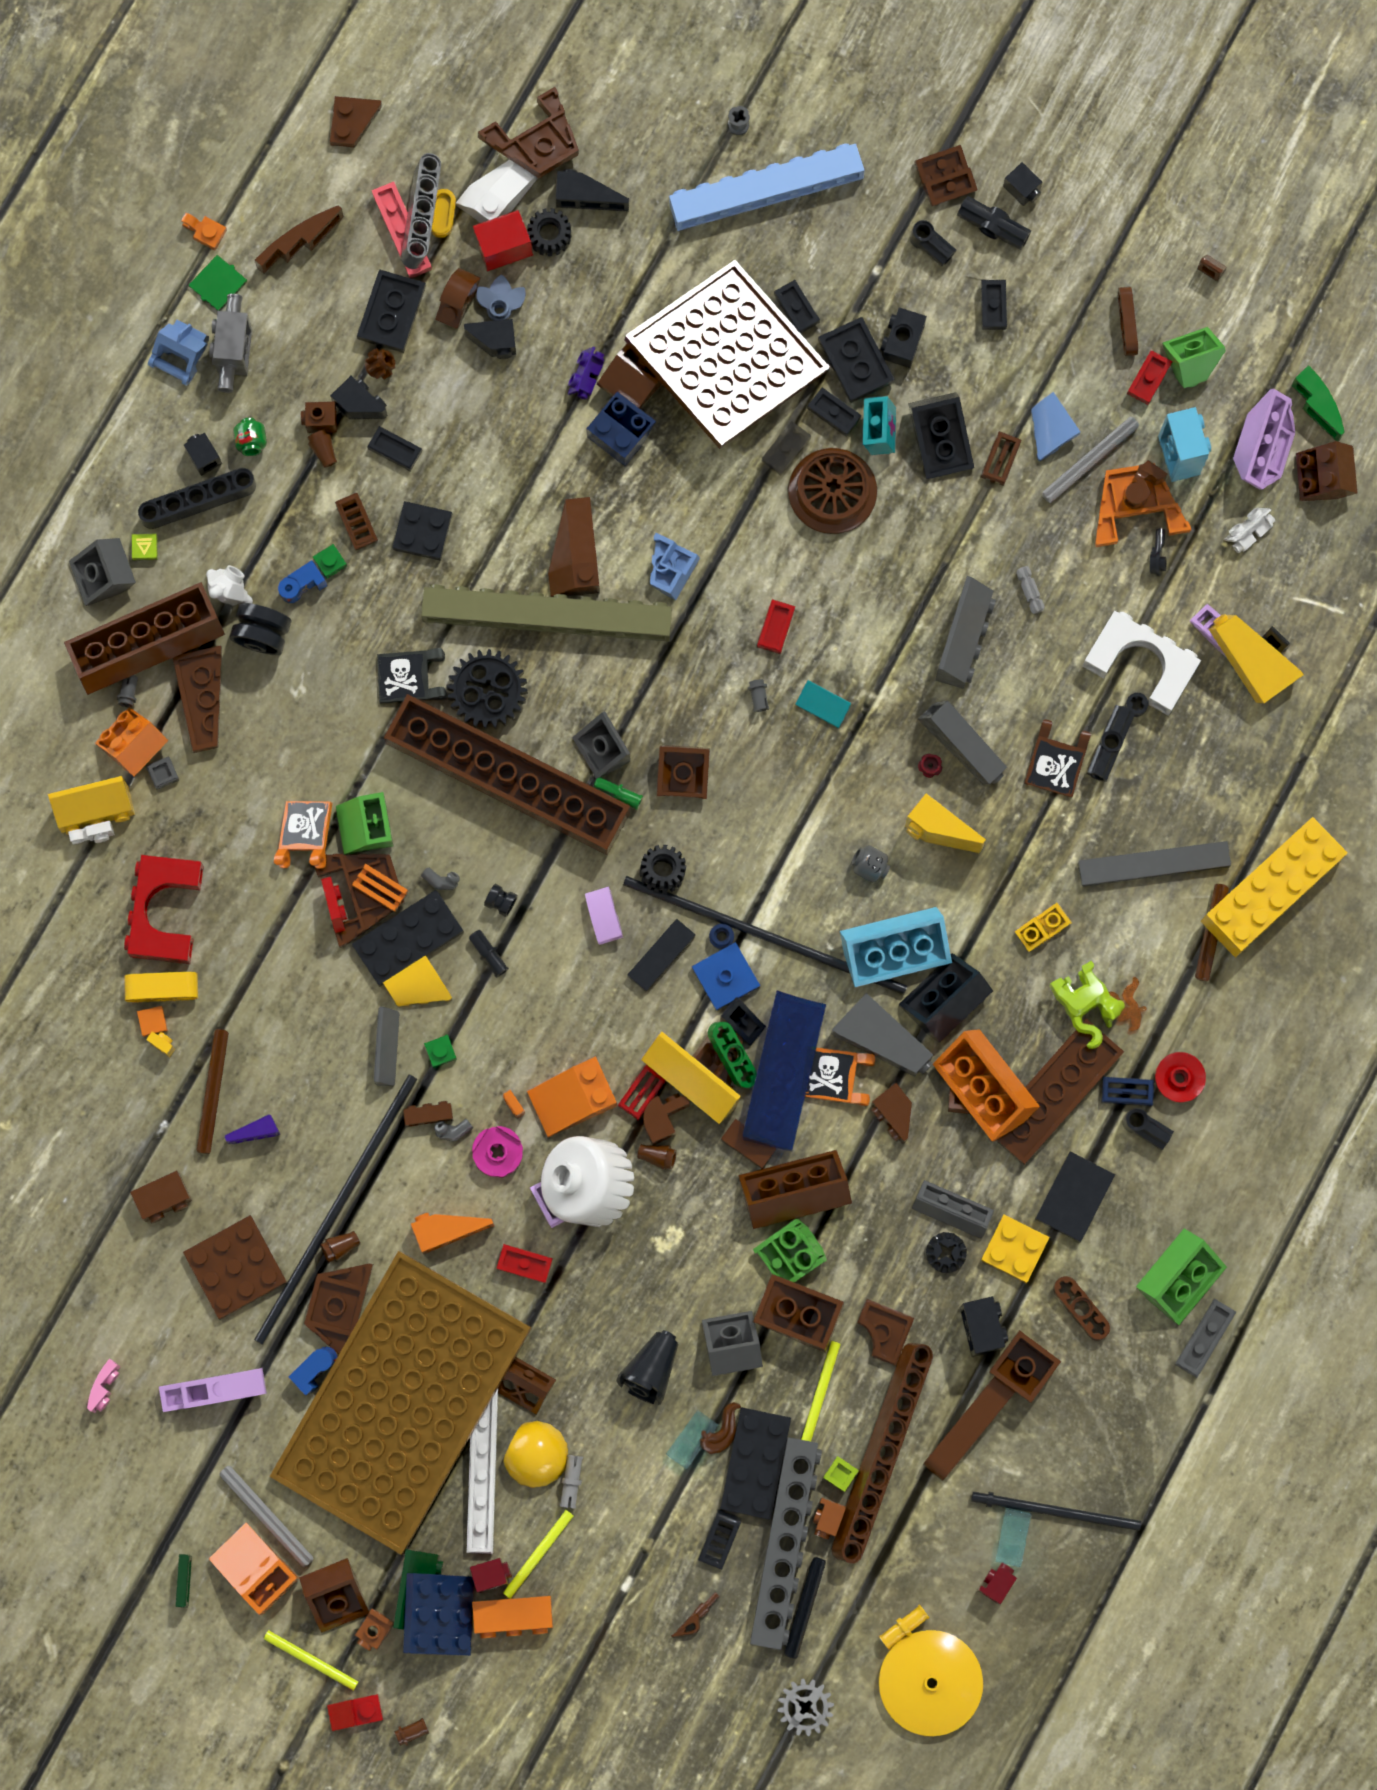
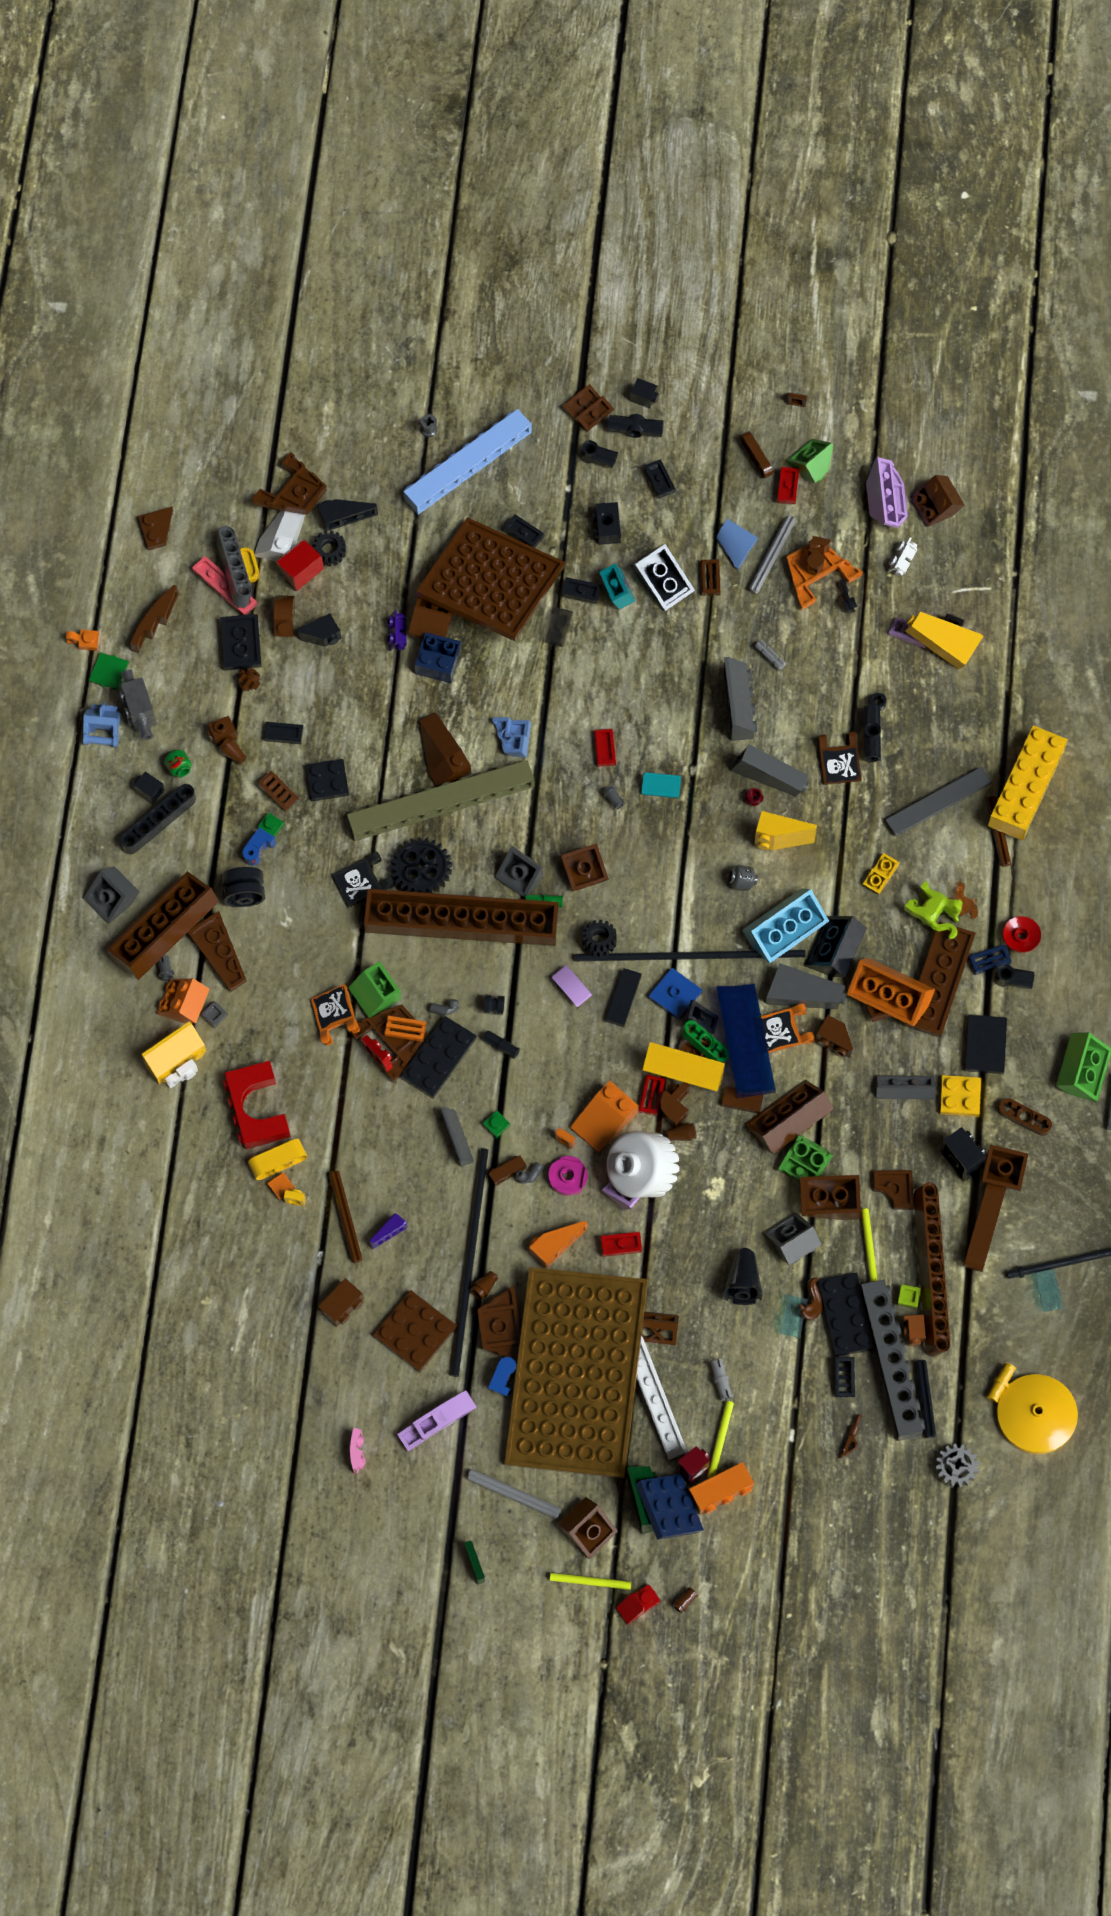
camera: 20 degrees left, 10 degrees down
(144, 547) = (134, 867): lime tile -> none
(227, 586) = (205, 867): white rock -> none
(253, 1569) = (522, 1532): slope -> none
(356, 402) = (245, 711): black slope -> none
(383, 1625) = (622, 1547): dark orange brick -> none
(417, 984) = (460, 1085): yellow slope -> none
(500, 296) = (314, 603): sand blue plate -> none
(536, 1454) = (688, 1372): yellow cylinder -> none
(721, 928) = (657, 963): dark blue plate -> none
(835, 522) = (600, 664): reddish brown piece -> none
(856, 359) = (581, 550): black plate -> none
(945, 1264) = (917, 1125): black gear -> none
(998, 1583) = (1053, 1325): dark red brick -> none
(1124, 633) = (892, 663): white arch -> none
(1184, 444) = (833, 516): medium azure brick -> none
(1319, 402) = (911, 457): green slope -> none

